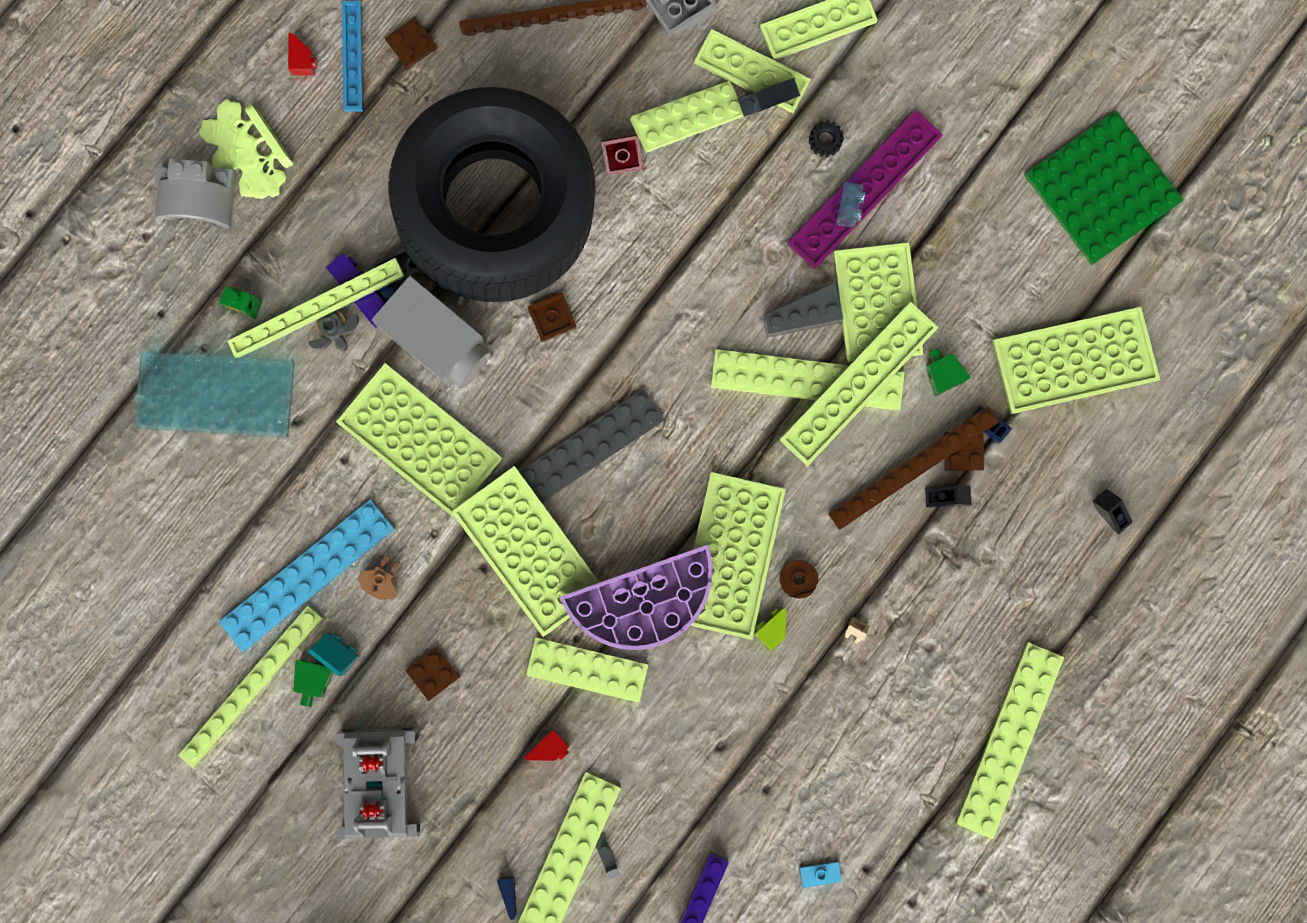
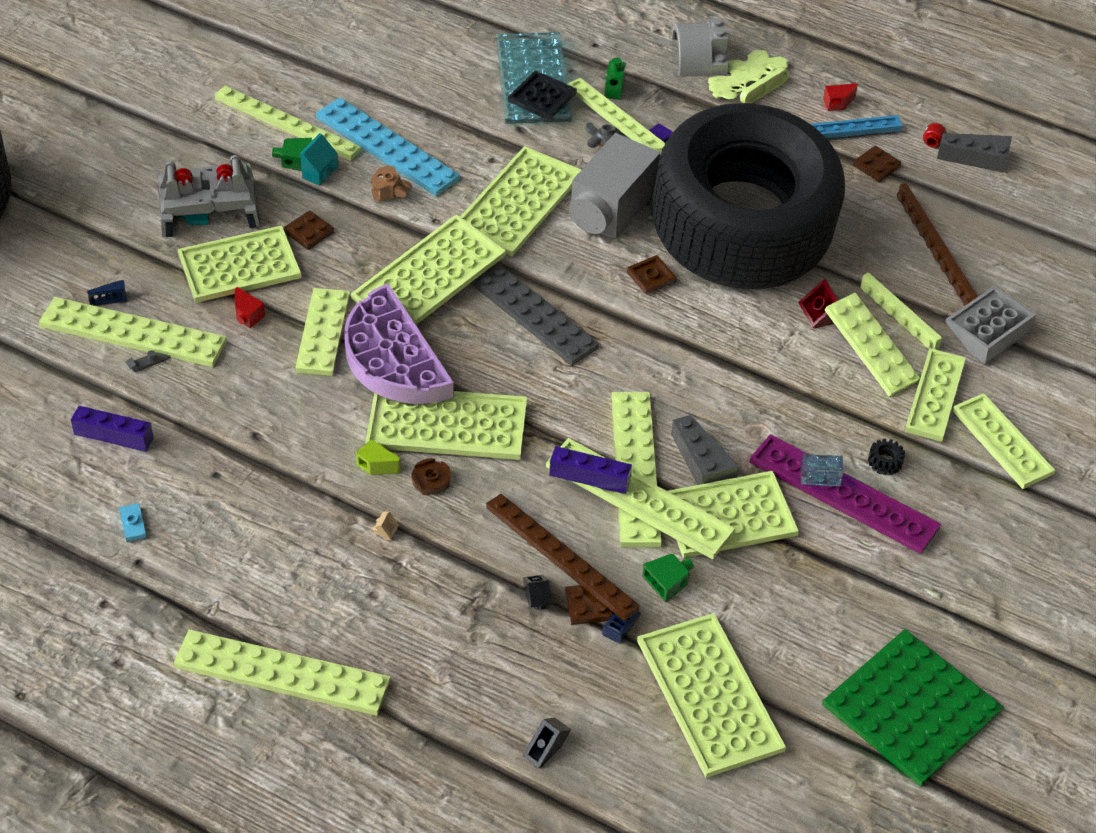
camera: 80 degrees right, 35 degrees down
(259, 389) = (542, 95): none -> black plate
(478, 753) = (238, 261): none -> yellowish green plate
(634, 79) = (900, 312): none -> yellowish green plate
(768, 97) = (910, 398): black slope -> none
(834, 425) = (590, 470): none -> dark purple brick

